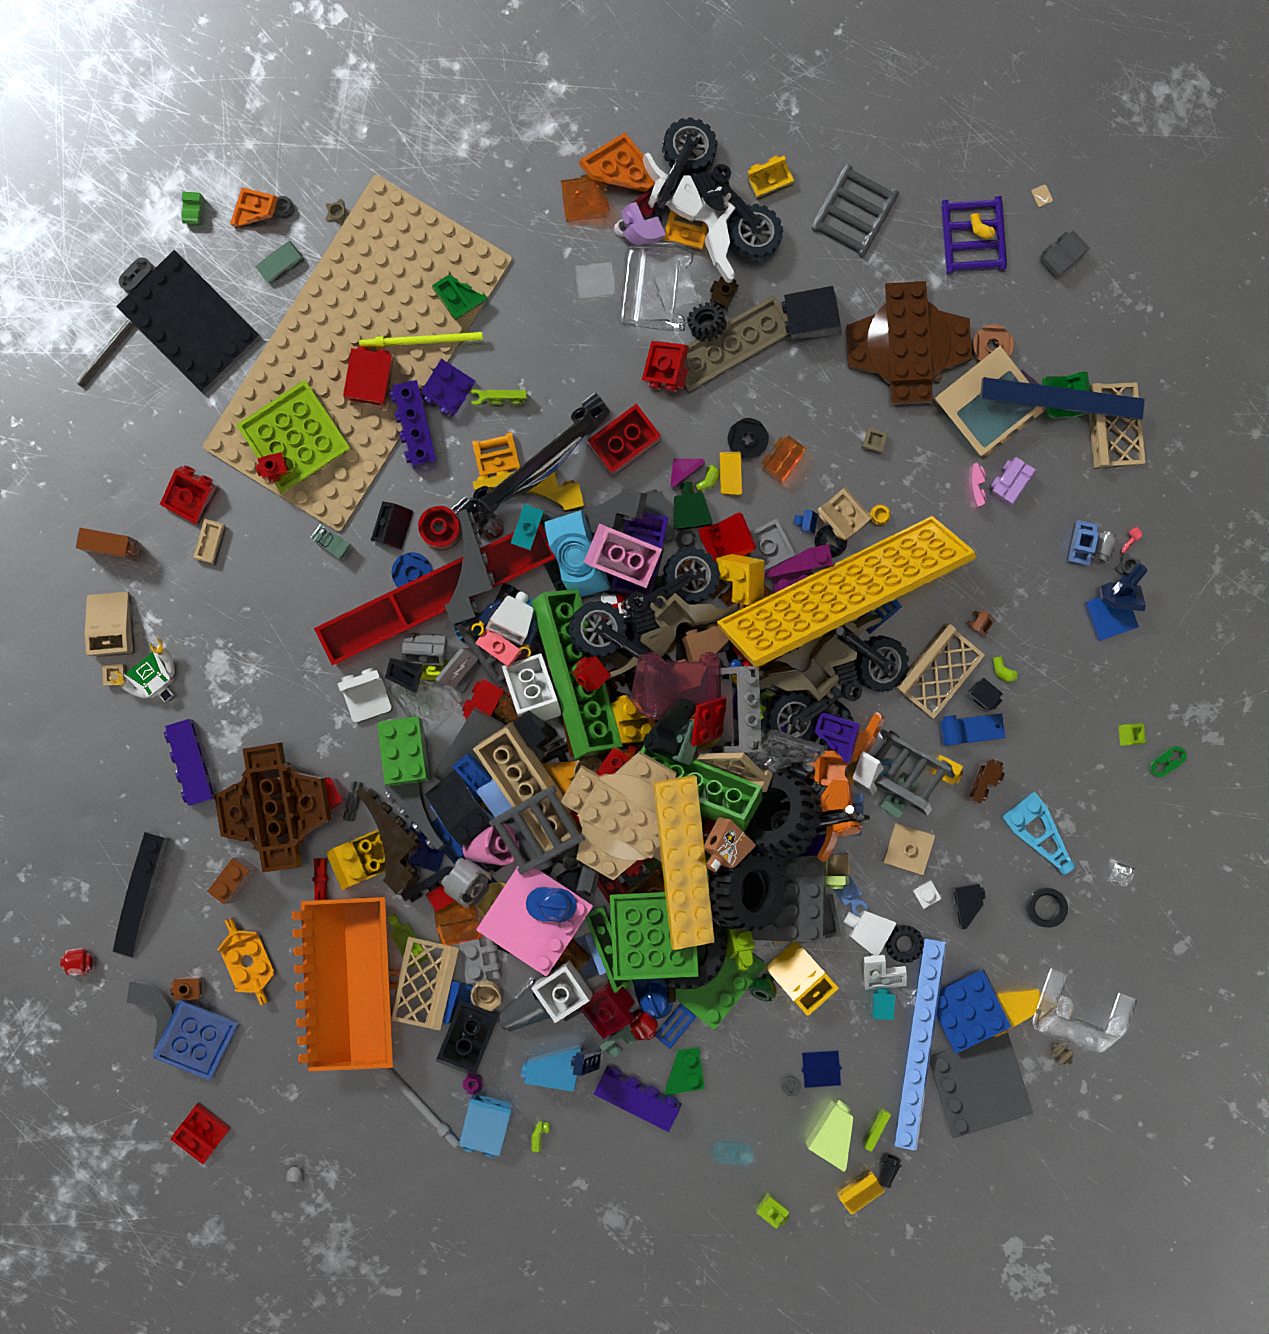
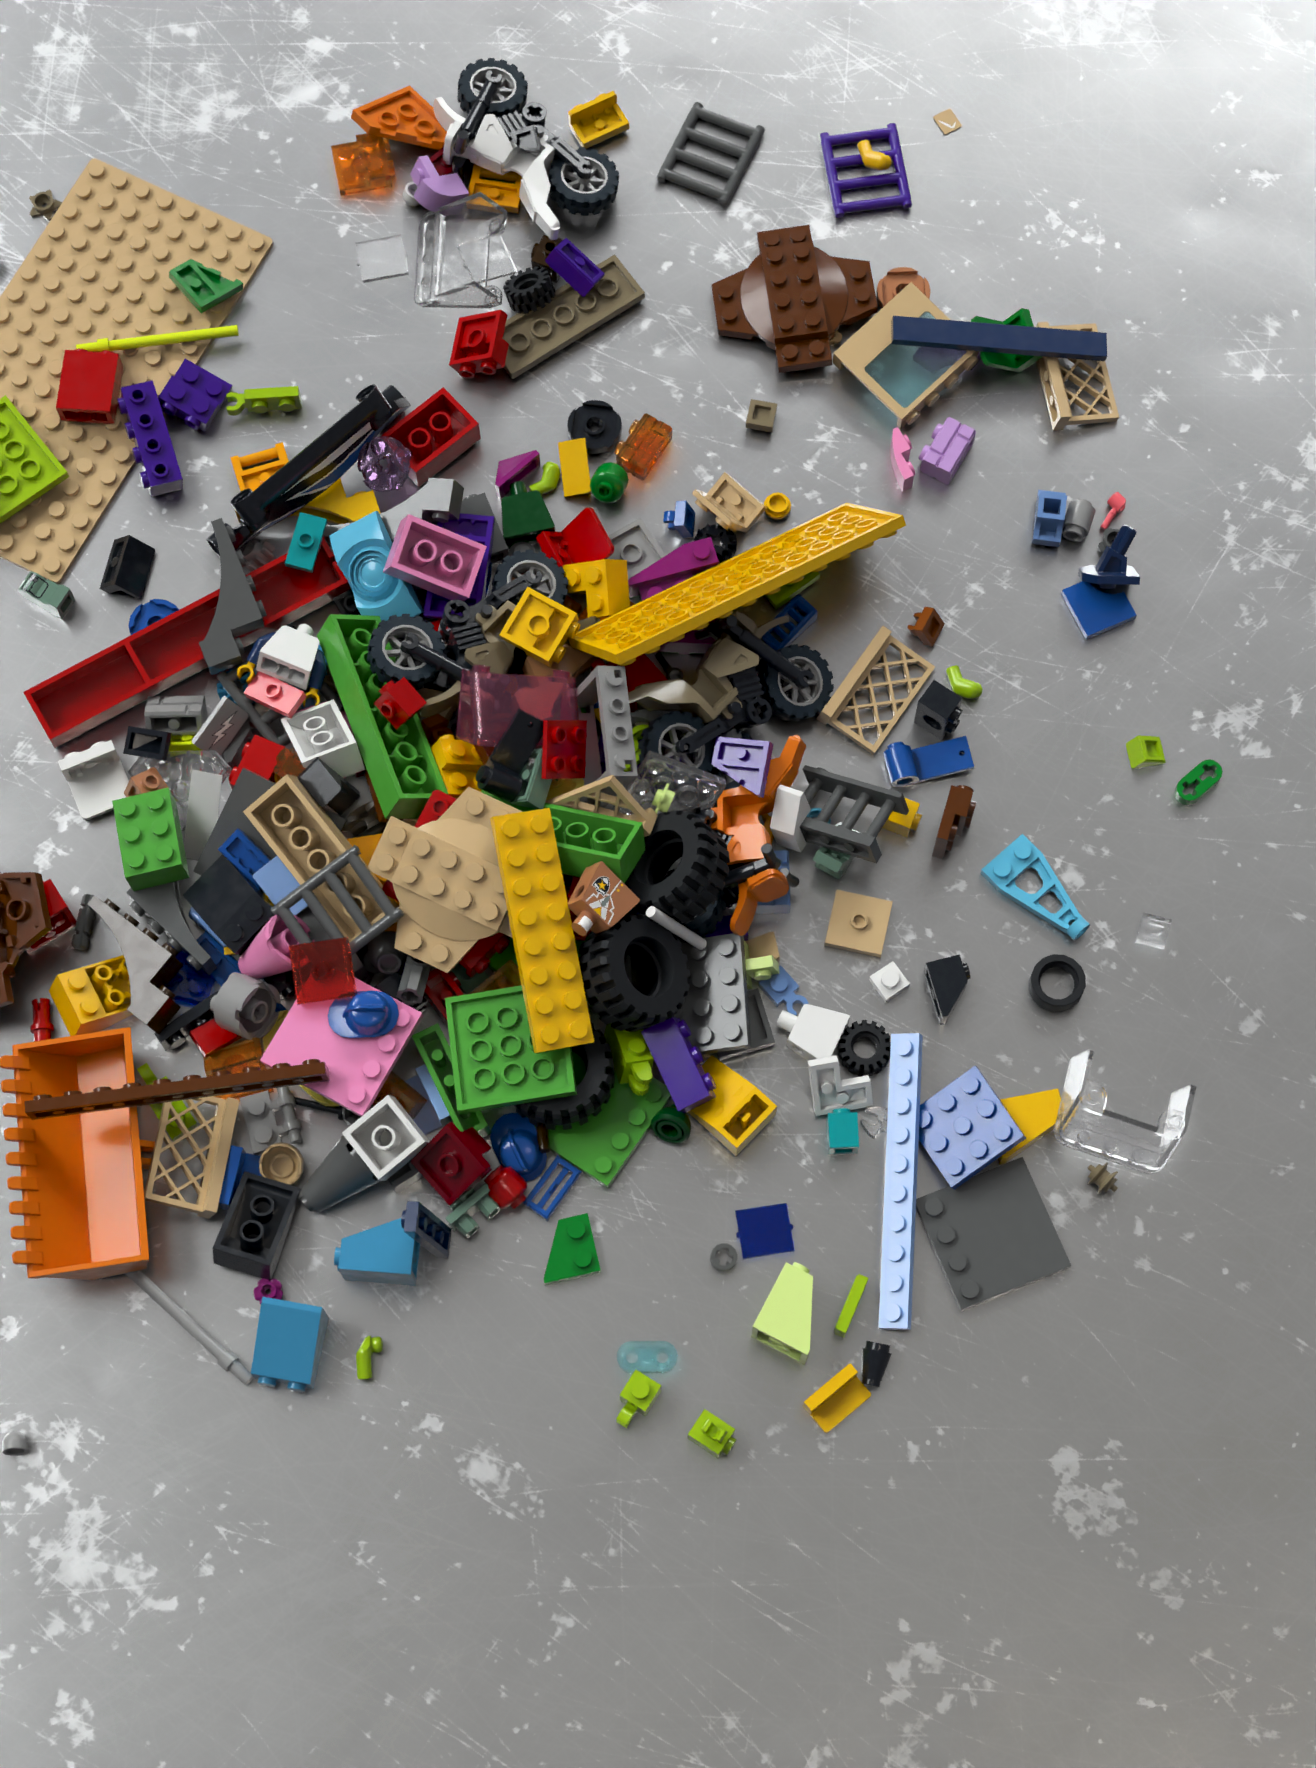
camera: 10 degrees left, 15 degrees down
(401, 707) = (145, 782): none -> nougat bracket
(408, 949) = (166, 1091): none -> reddish brown plate
(437, 516) = (191, 562): red brick -> none
(440, 731) = (202, 811): none -> white sticker
(524, 872) = (322, 970): none -> clear red plate
(597, 458) = (398, 464): none -> clear purple plate
(638, 1098) = (504, 1288): dark purple brick -> none
(697, 618) = (540, 627): none -> yellow plate
(724, 1181) = (638, 1396): none -> lime brick
(743, 307) = (574, 267): none -> dark purple slope
(755, 488) = (609, 482): none -> green head
(773, 955) = (679, 1064): none -> dark purple brick
(777, 762) = (663, 799): none -> yellowish green plate
(779, 859) = (676, 928): none -> white bar
(812, 313) = (665, 268): black slope -> none
(1065, 253) = (983, 181): dark grey brick -> none

